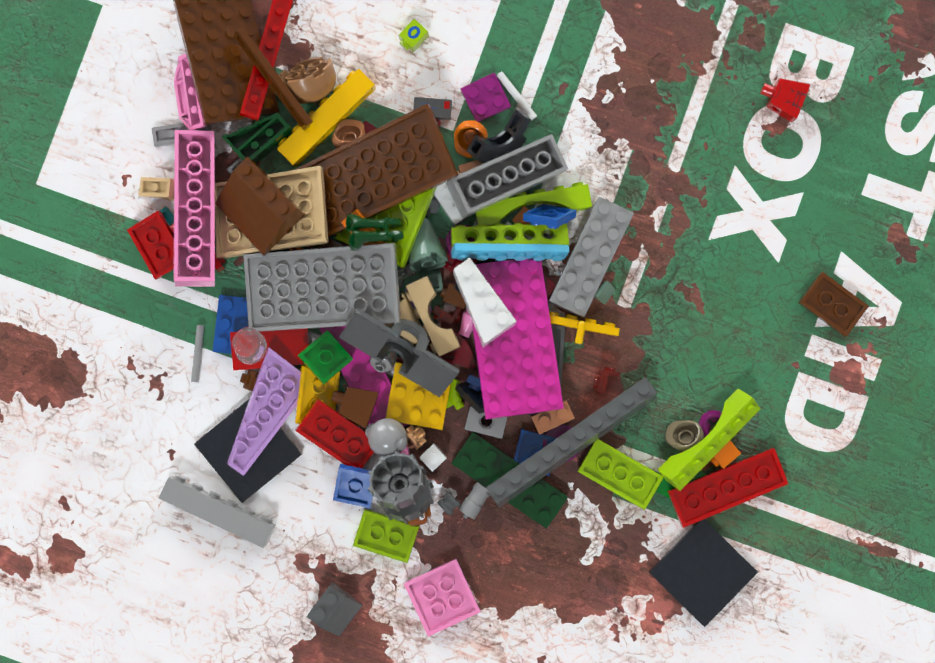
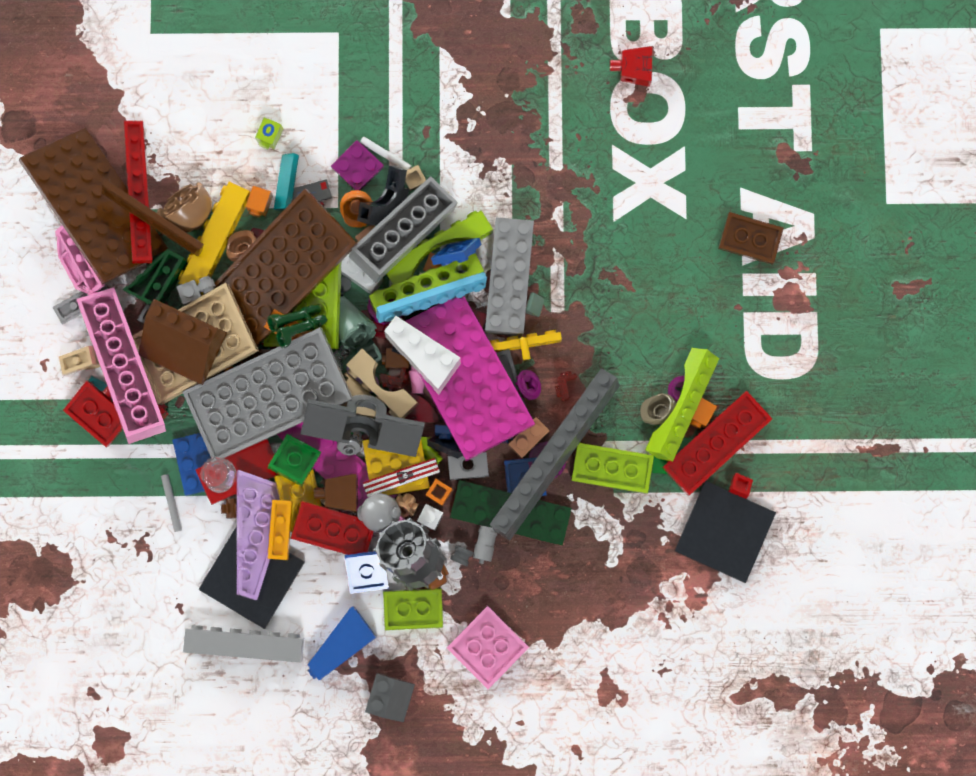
camera: 25 degrees left, 5 degrees down
(285, 161) = (191, 291): none -> light grey plate
(288, 418) = (280, 529): none -> light orange plate
(311, 543) = (344, 641): none -> blue slope
(380, 98) = (259, 201): none -> orange brick
(413, 88) = (286, 181): none -> teal tile
(419, 411) = (401, 477): none -> sticker
(449, 437) = (439, 492): none -> orange brick
(536, 129) = (414, 178): none -> tan plate
(575, 367) = (533, 384): none -> magenta gear
(734, 535) = (740, 485): none -> red plate

